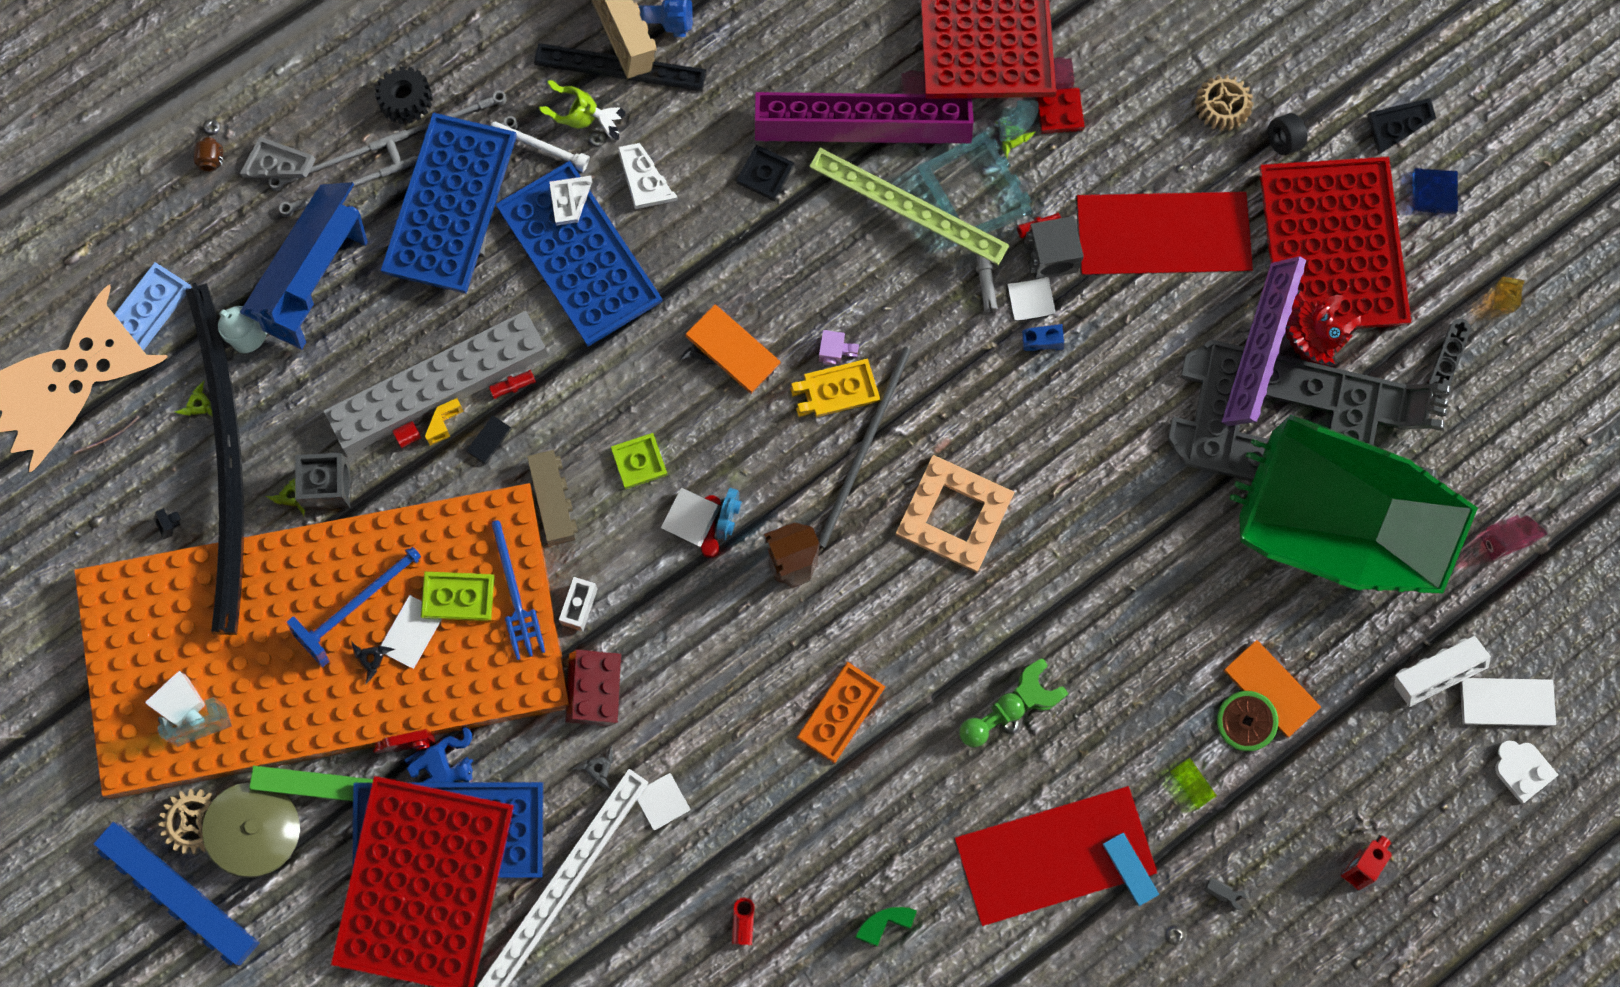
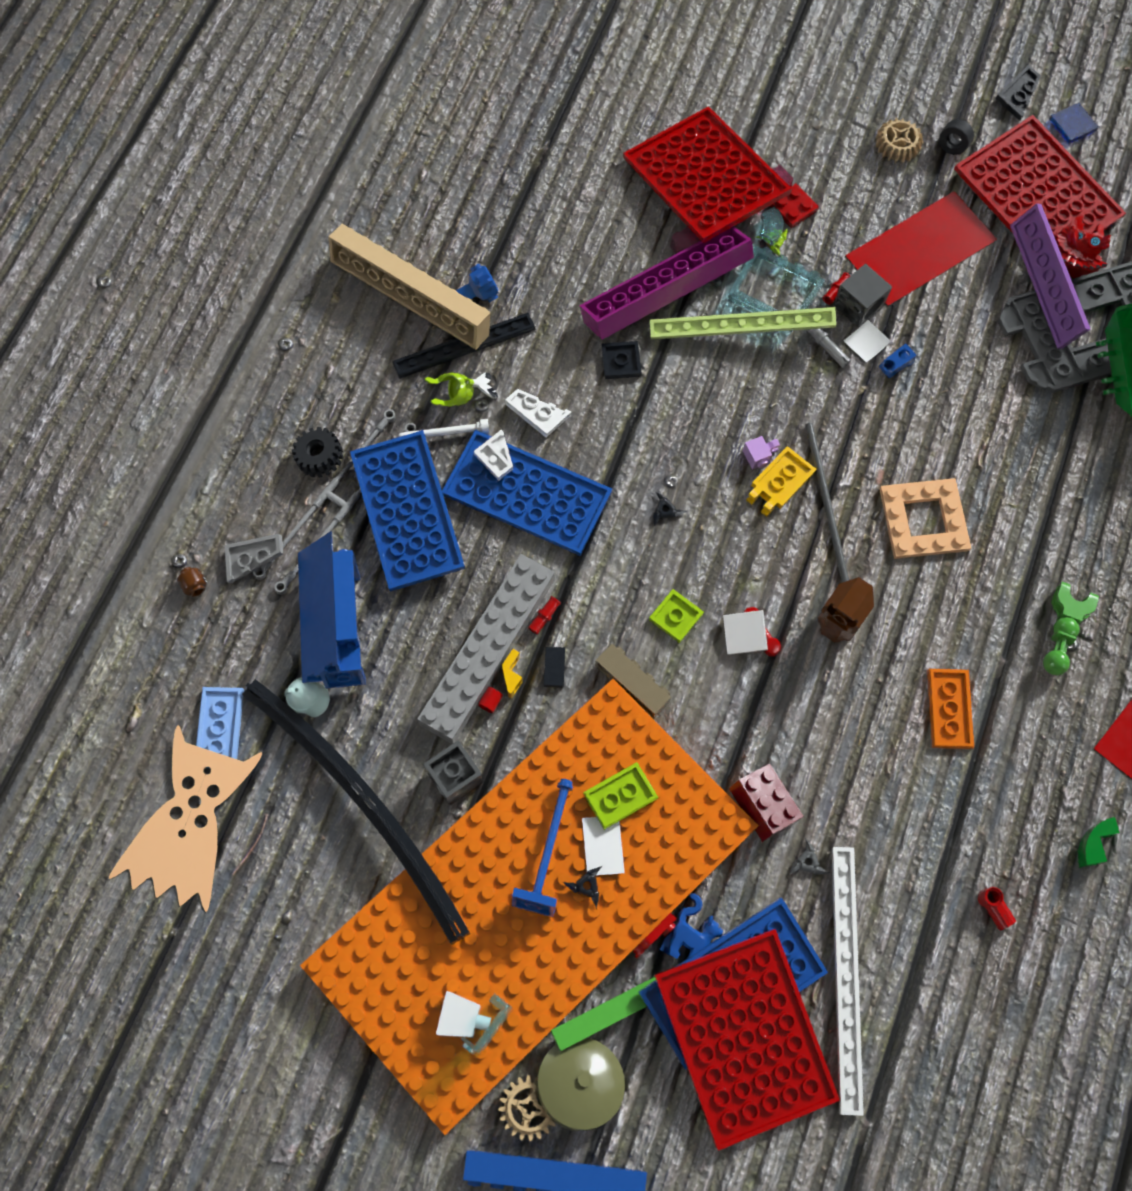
camera: 30 degrees left, 5 degrees down
(166, 523) = (346, 883): black tile -> none
(190, 406) = (304, 769): lime piece -> none
(283, 498) = (428, 793): lime piece -> none
(519, 614) = (676, 779): blue piece -> none
(578, 604) = (710, 747): white brick -> none
(662, 801) = (873, 856): white sticker -> none
(730, 507) = (772, 612): dark azure plate -> none
(733, 349) = (688, 494): orange tile -> none

